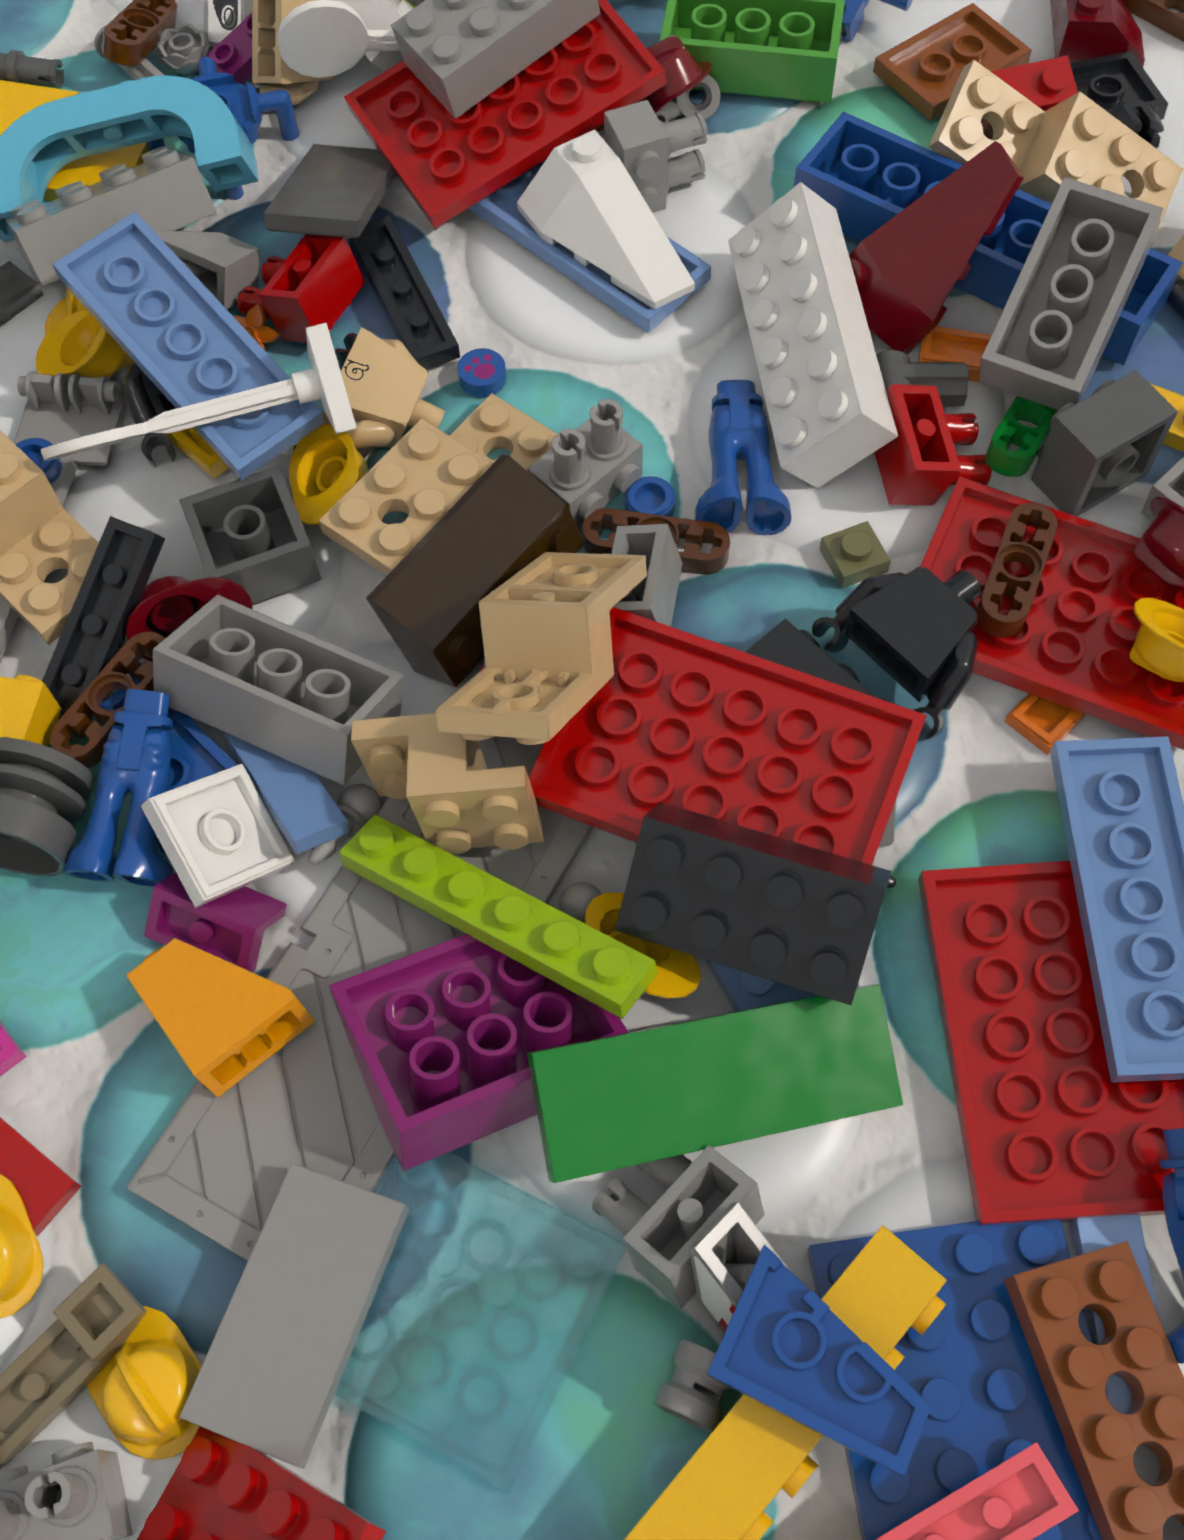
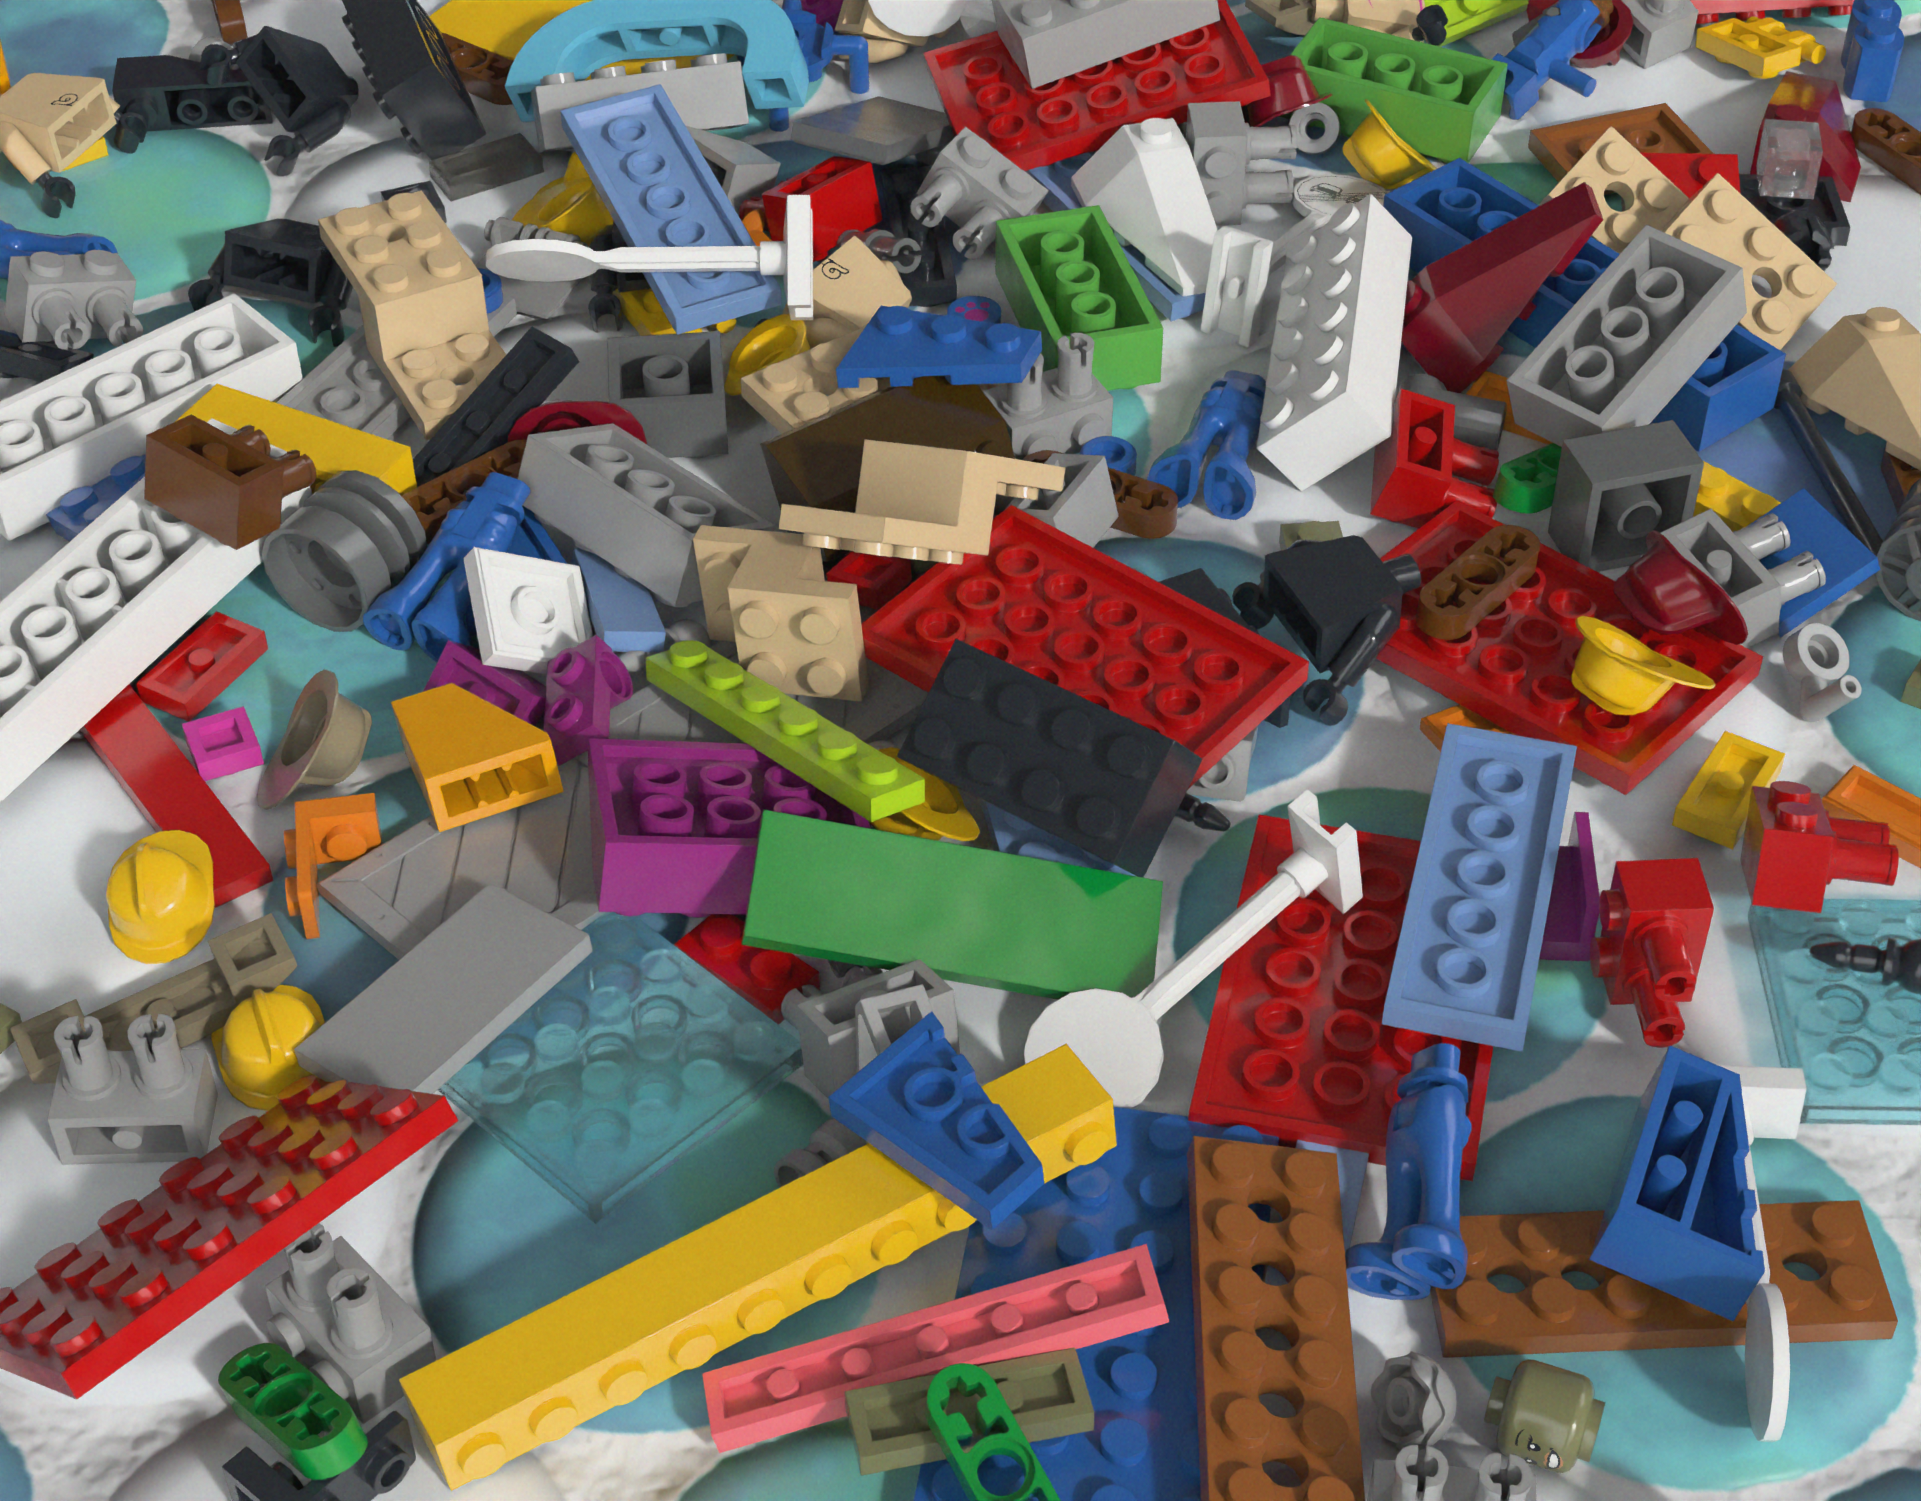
camera: 15 degrees right, 20 degrees down
(69, 1033) = (320, 742): none -> dark tan piece
(125, 1128) = (324, 834): none -> orange bracket
(293, 913) = (579, 695): none -> magenta plate
(380, 322) = (887, 247): none -> dark grey pin
(446, 241) = (974, 190): none -> light grey brick
(489, 450) = (922, 344): none -> blue wing
(519, 1159) = (752, 972): none -> red plate
(569, 335) = (1073, 277): none -> bright green brick
(741, 171) = (1244, 261): none -> white piece
(767, 113) = (1382, 155): none -> yellow piece
(879, 1164) = (1120, 1033): none -> white piece
(1107, 48) = (1789, 159): none -> clear brick

